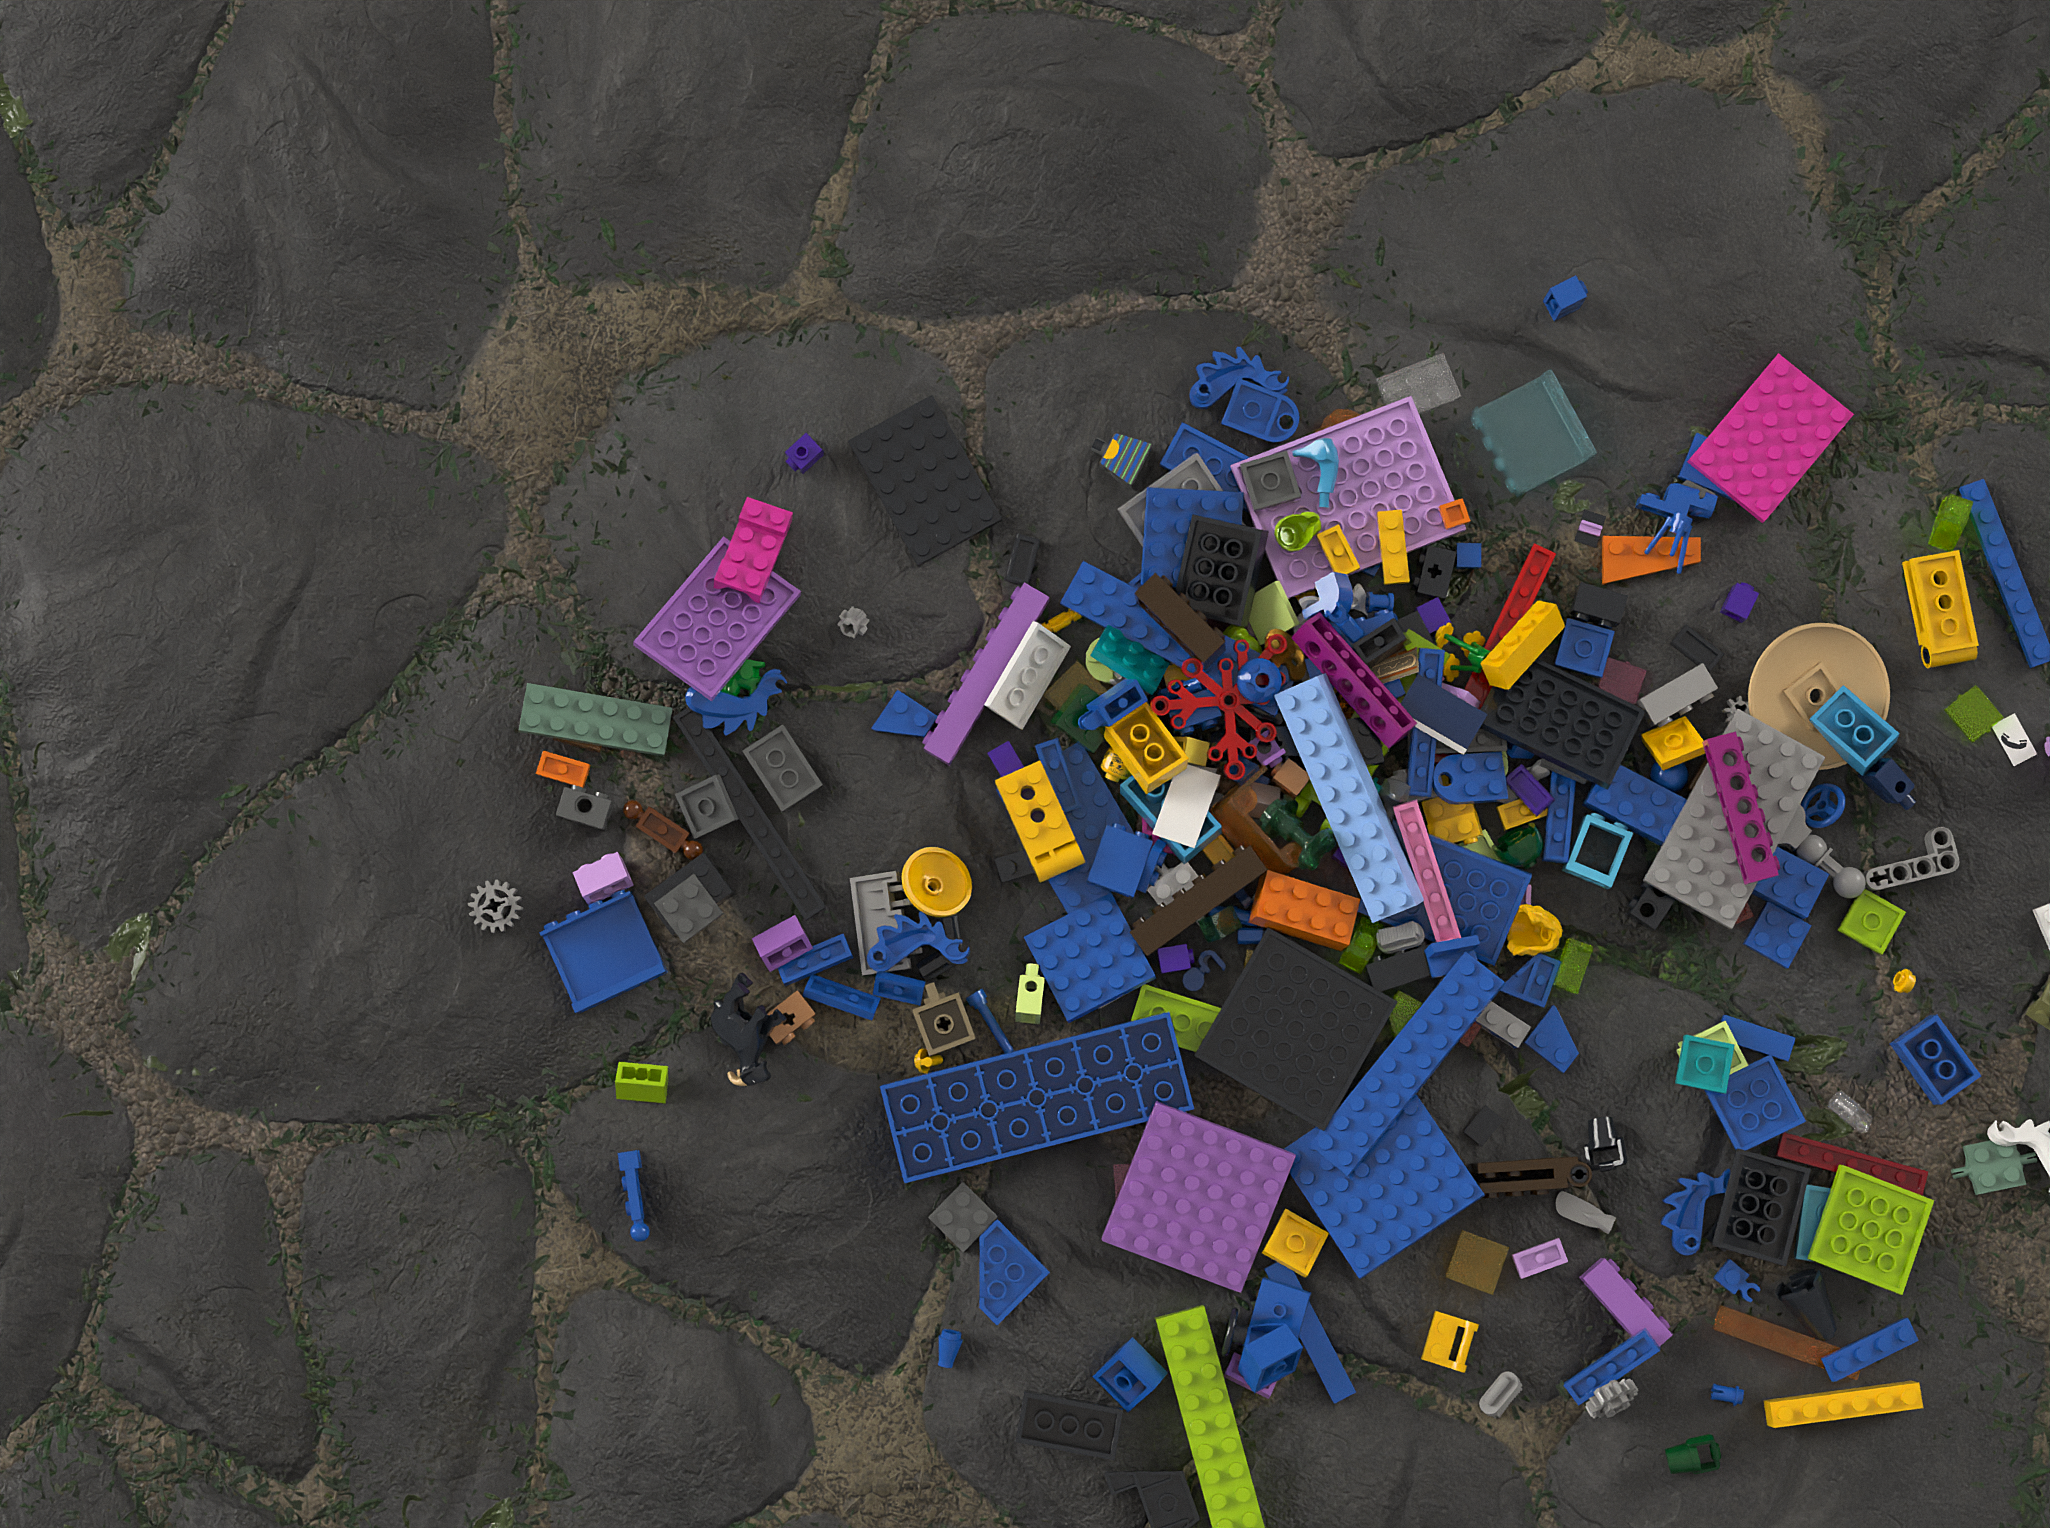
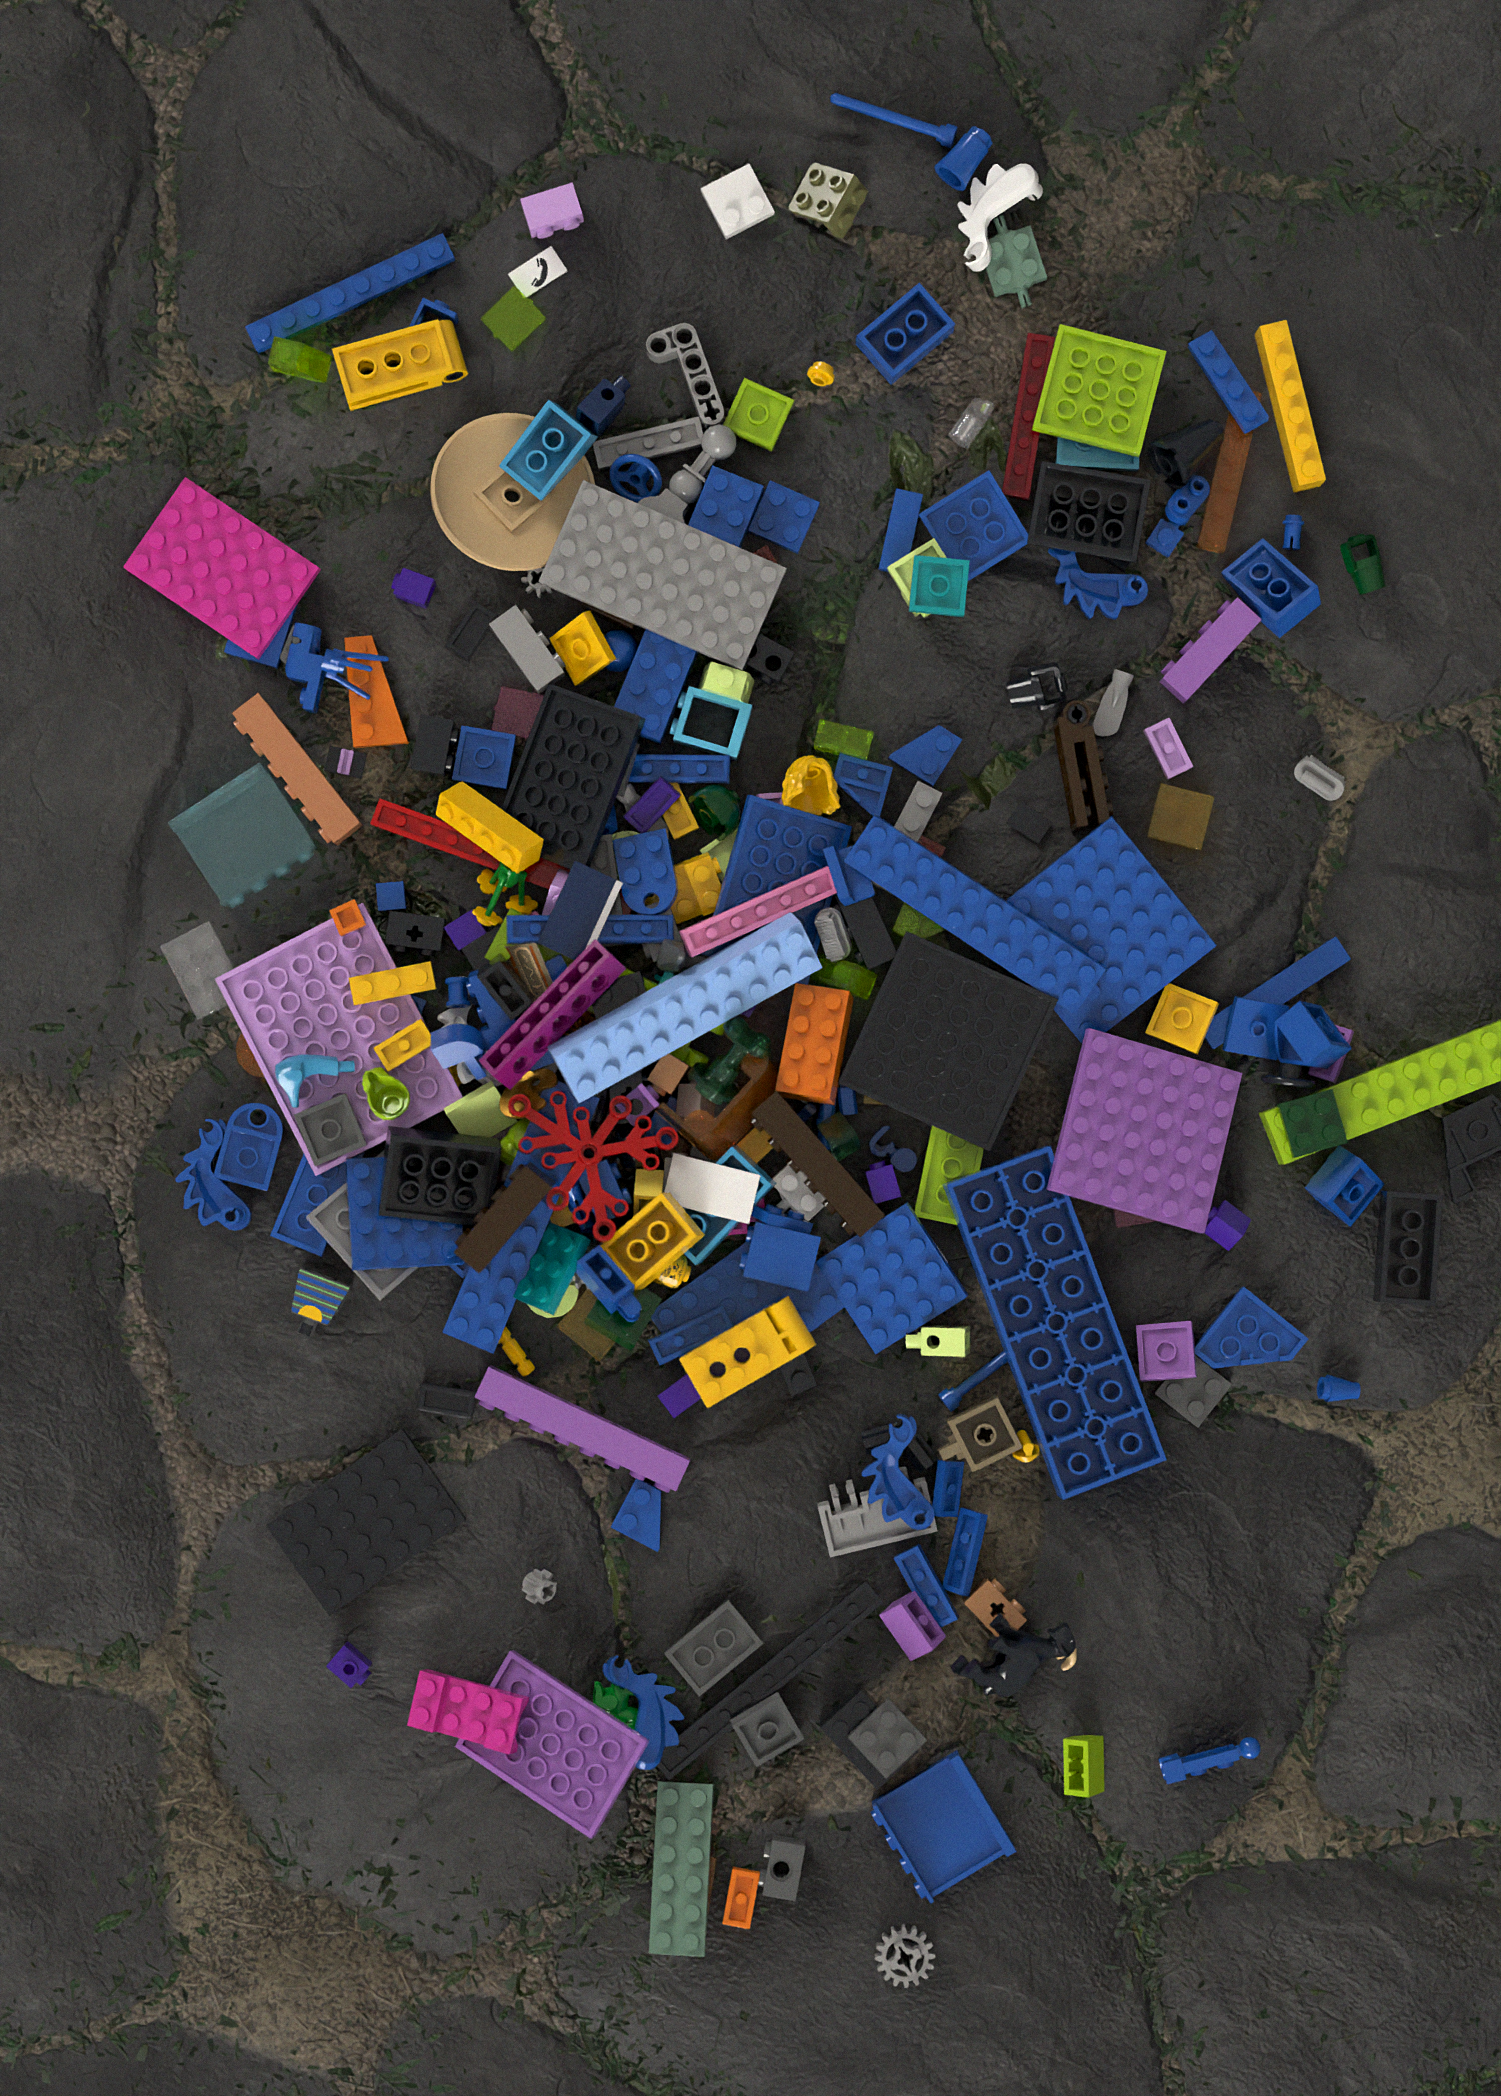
camera: 100 degrees left, 5 degrees up
(602, 878) = (860, 1837): lavender brick -> none
(662, 829) = (797, 1775): reddish brown plate -> none
(944, 874) = (815, 1449): yellow dish -> none
(999, 1195) = (1166, 1351): none -> medium lavender plate
(1027, 675) = (580, 1381): white plate -> none
(1106, 1261) = (1226, 1224): none -> dark purple brick
(1191, 1348) = (1312, 1123): none -> dark green plate
(1246, 680) = (557, 1134): blue piece -> none
(1345, 623) = (488, 1029): blue bar -> none
(1441, 1340) = (1265, 847): yellow plate -> none
(1565, 297) = (83, 813): blue brick -> none
(1587, 485) = (297, 769): none -> nougat brick
(1611, 1398) = (1313, 657): light grey gear -> none
(1612, 1366) = (1278, 660): blue plate -> none
(1633, 868) = (727, 682): none -> yellowish green torso
(1678, 1369) = (1272, 587): none -> blue slope
(1743, 845) = (643, 582): magenta brick -> none
(1766, 1302) = (1189, 498): none -> blue plate
(1853, 822) = (650, 442): none -> light grey plate
(1987, 648) = (437, 308): none -> blue bracket

